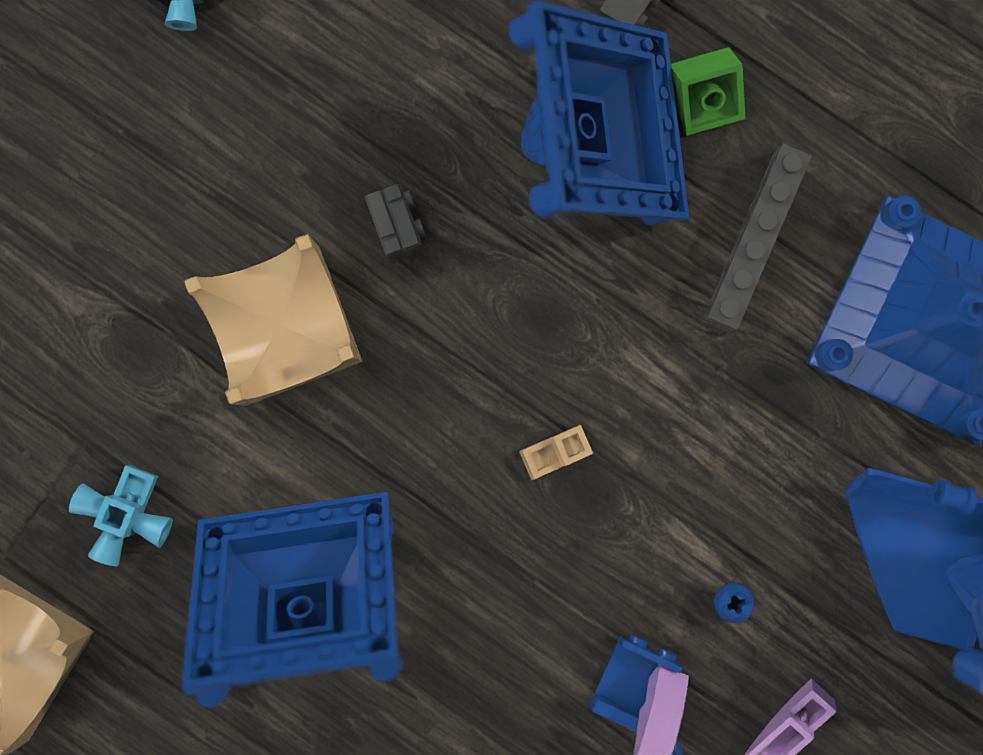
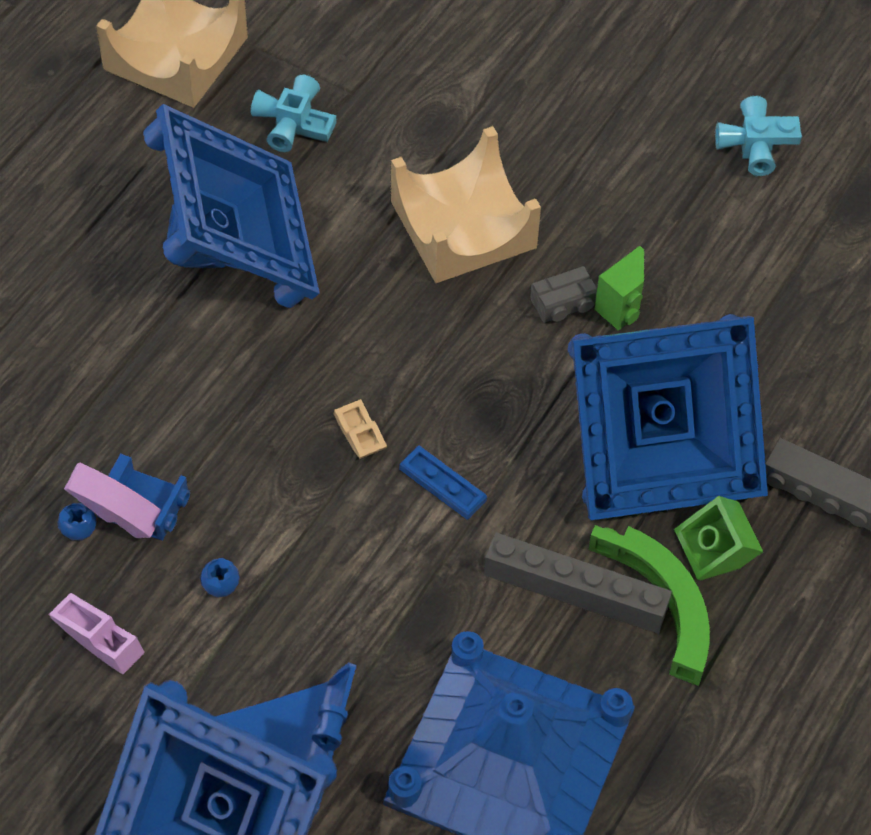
camera: 85 degrees right, 30 degrees down
(401, 151) = (621, 290): none -> bright green slope
(622, 368) = (443, 482): none -> blue tile
(808, 129) = (668, 572): none -> bright green arch

